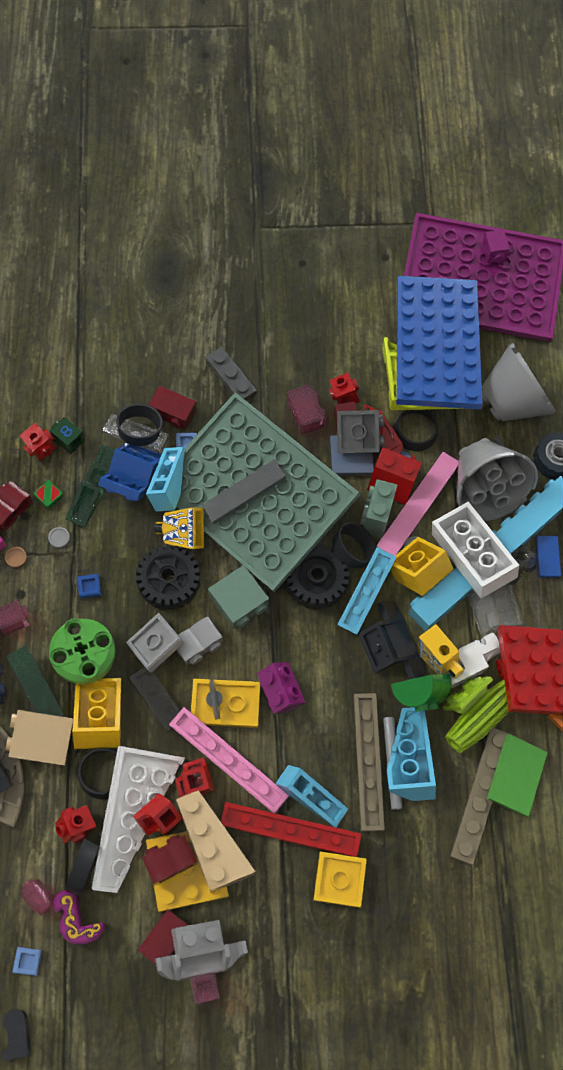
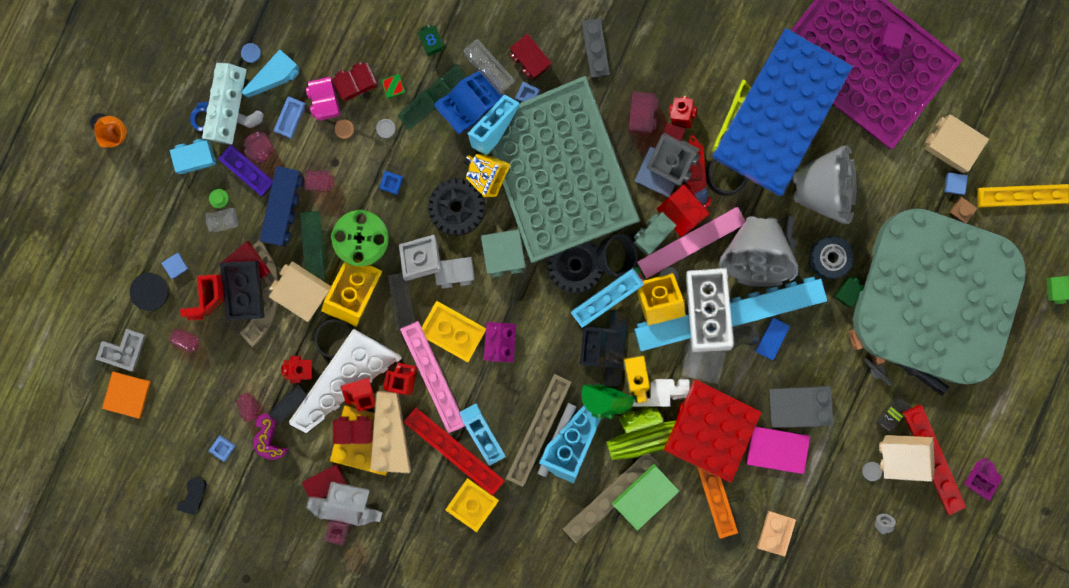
camera: 30 degrees right, 20 degrees up
(38, 442) = (404, 36): red brick -> none
(139, 410) = (500, 47): black tyre -> none
(214, 699) = (444, 326): dark grey piece -> none
(244, 491) = (549, 168): dark grey tile -> none

